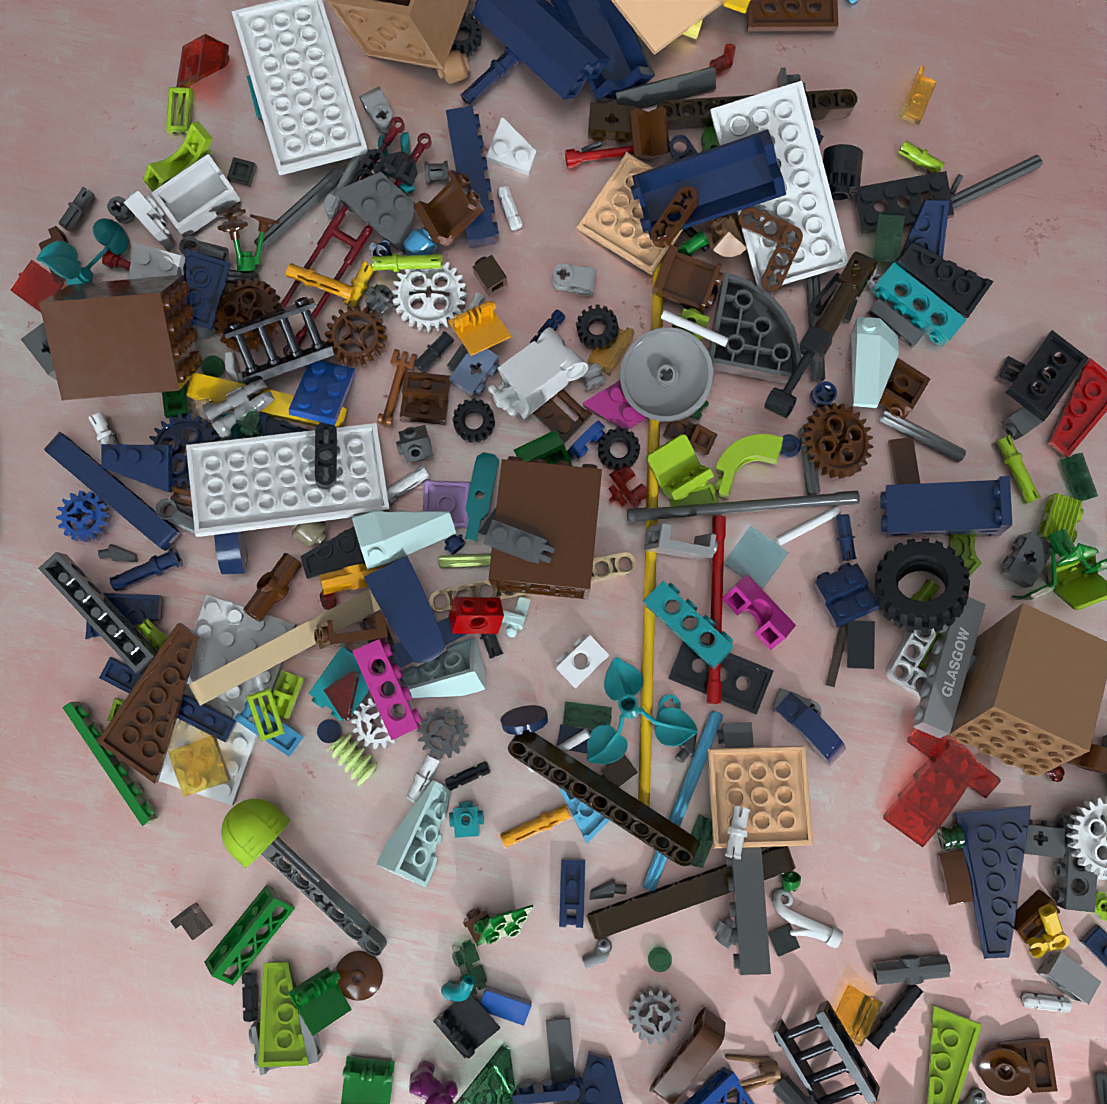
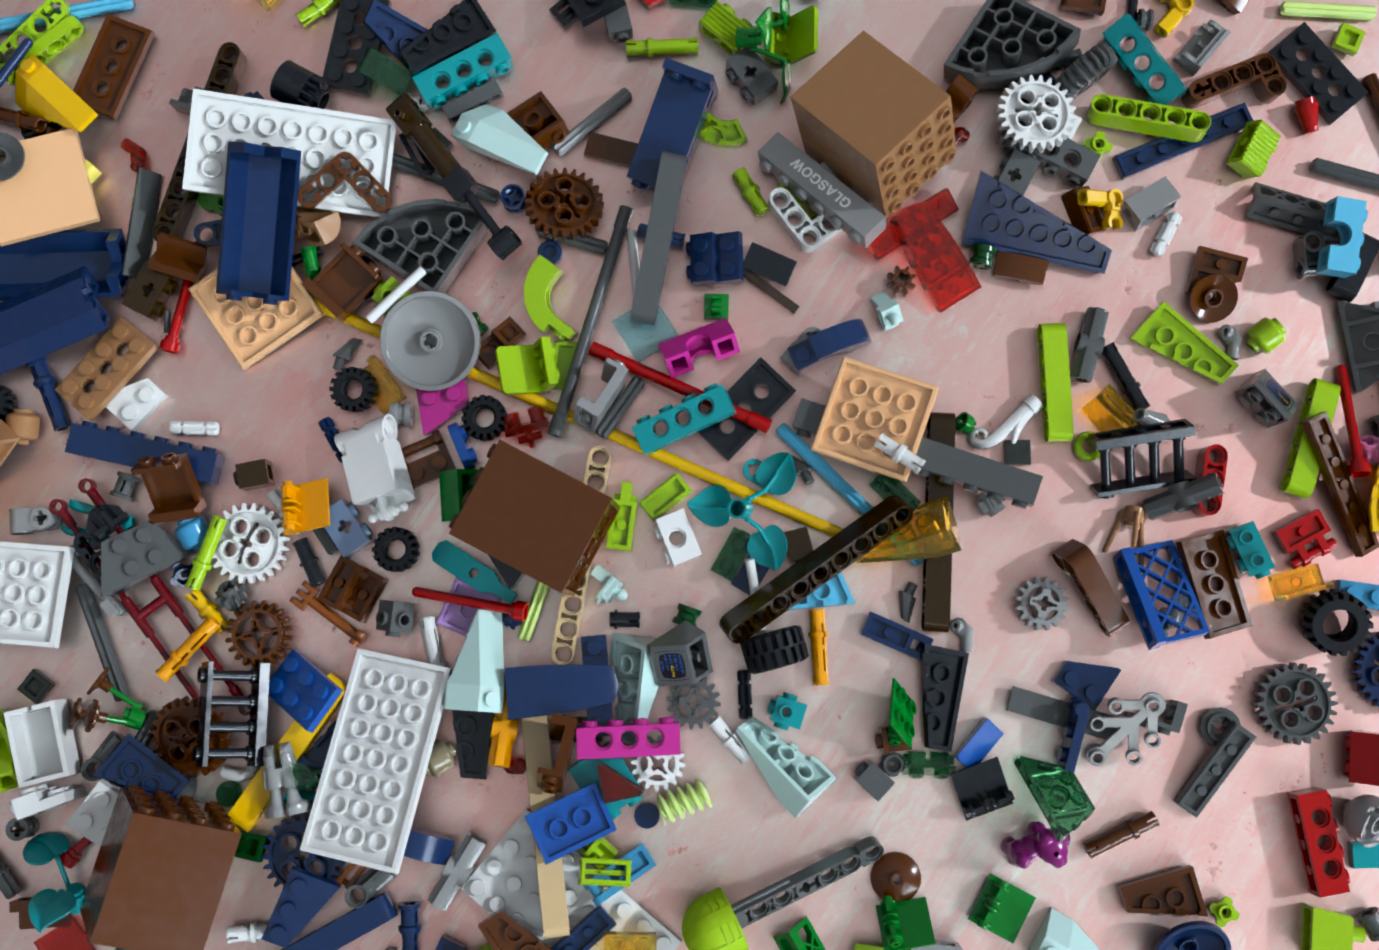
camera: 70 degrees left, 0 degrees up
(218, 585) = (457, 871): none -> light grey piece
(272, 587) = (480, 817): reddish brown piece -> none
(295, 667) = (570, 823): none -> blue plate
(319, 463) = (362, 702): black beam -> none
(436, 921) = (873, 779): none -> dark grey brick
(453, 938) = (898, 767): none -> dark grey plate
(460, 991) = (947, 785): teal arm -> none
(461, 545) = (517, 610): none -> red piece
(476, 615) = (591, 623): red brick -> none
(478, 705) = (680, 656): none -> dark grey slope
(515, 697) = (686, 613): none -> dark green wheel
(516, 787) = (774, 649): none -> black tyre
(517, 543) = (538, 550): dark grey hinge -> none
(524, 718) = (710, 621): dark blue tile -> none
(526, 101) = (91, 366): none -> medium nougat plate
(538, 954) = (942, 688): none -> black wing
(569, 608) = (621, 531): none -> lime hinge
(577, 279) = (296, 389): light grey piece -> none
(613, 635) = (665, 497): none -> lime tile
(626, 307) = (345, 353): none -> dark grey bar
(659, 959) = (990, 577): clear green plate -> none
(674, 227) = (266, 262): reddish brown beam -> none
(674, 887) = (928, 535): none -> clear yellow wedge
(676, 563) = (620, 407): none -> dark grey axle
(802, 612) = (716, 306): none -> green tile
(811, 995) = (1079, 451): none -> lime piece
(843, 536) = (658, 237): none -> dark grey beam
(863, 950) = (1055, 382): none -> lime beam
(864, 768) = (887, 310): none -> light aqua piece
(866, 1050) = (1147, 417): none -> light grey cone
(903, 770) = (903, 274): none -> reddish brown gear
(927, 558) = (710, 170): black tyre -> none

